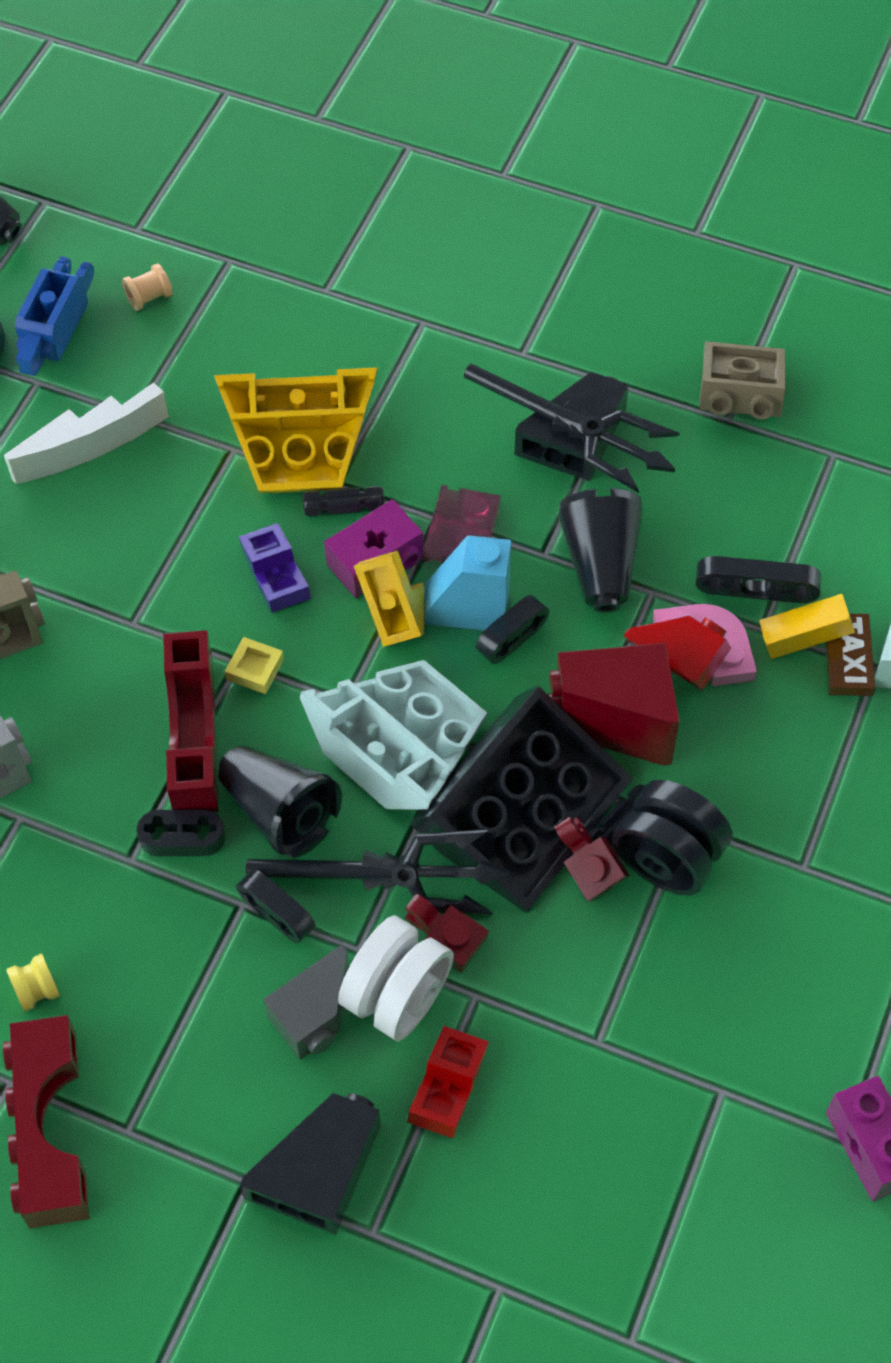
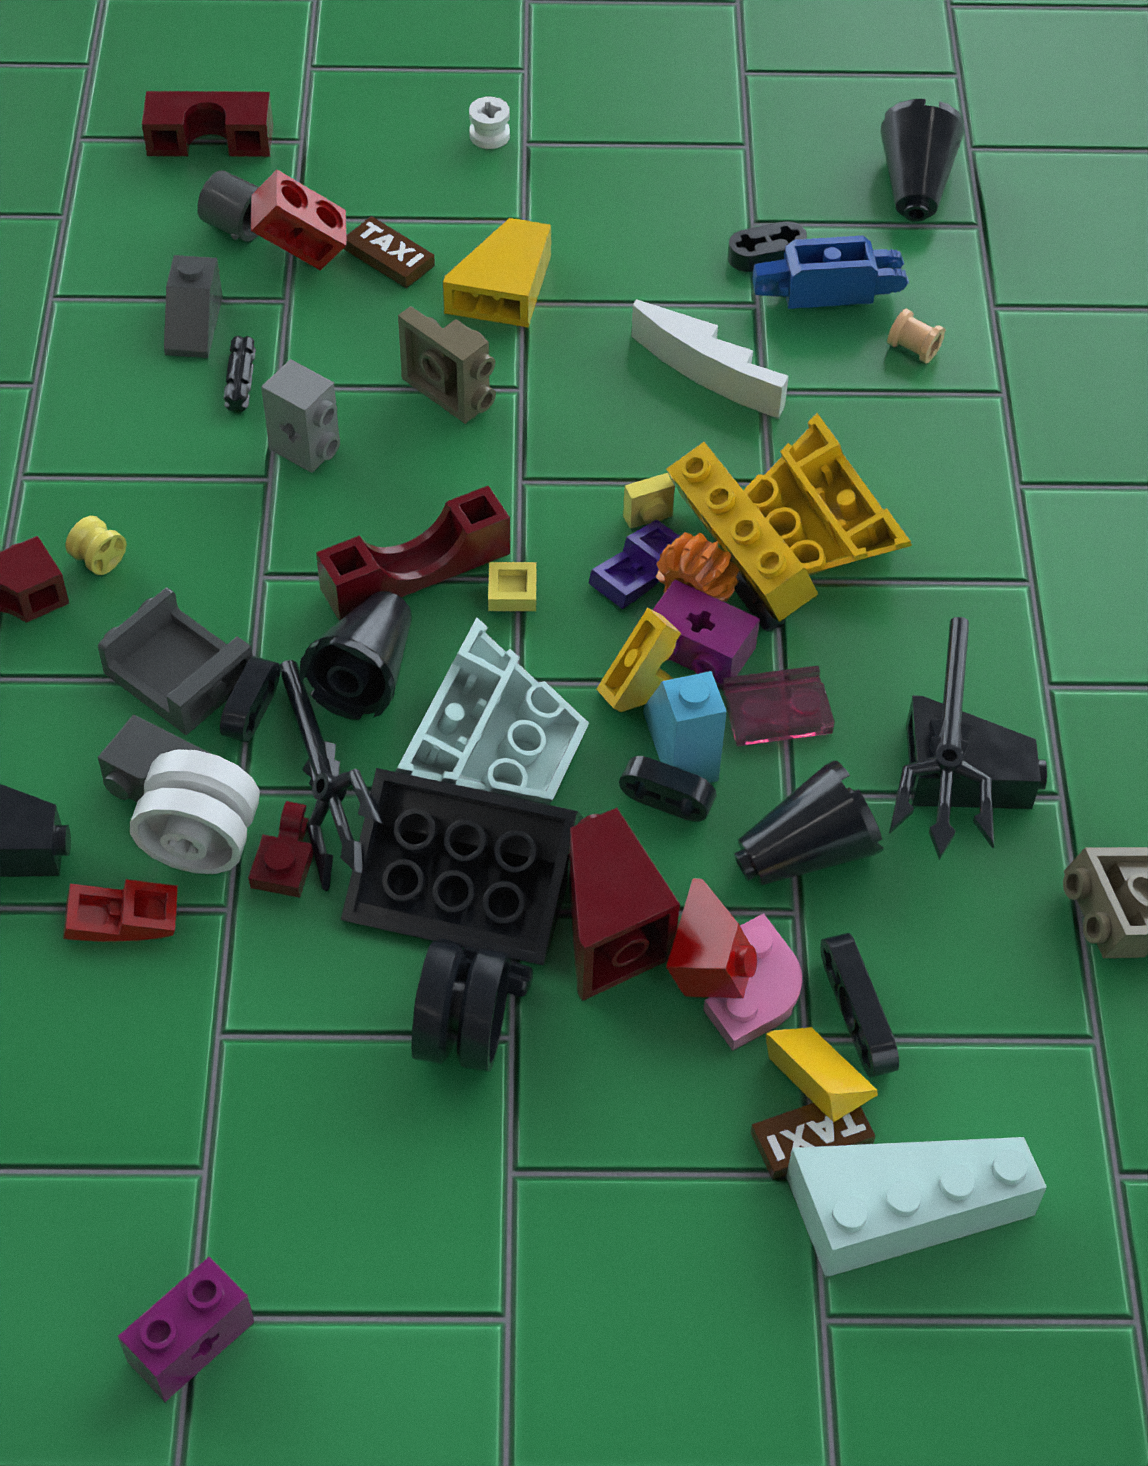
camera: 65 degrees right, 5 degrees down
(181, 832) = (294, 602): black beam -> none
(203, 956) = (172, 662): none -> dark grey panel
(220, 533) = (648, 500): none -> light yellow plate
(299, 476) = (742, 531): none -> yellow brick
(317, 521) = (699, 566): none -> orange gear
(594, 864) = (405, 953): dark red plate -> none

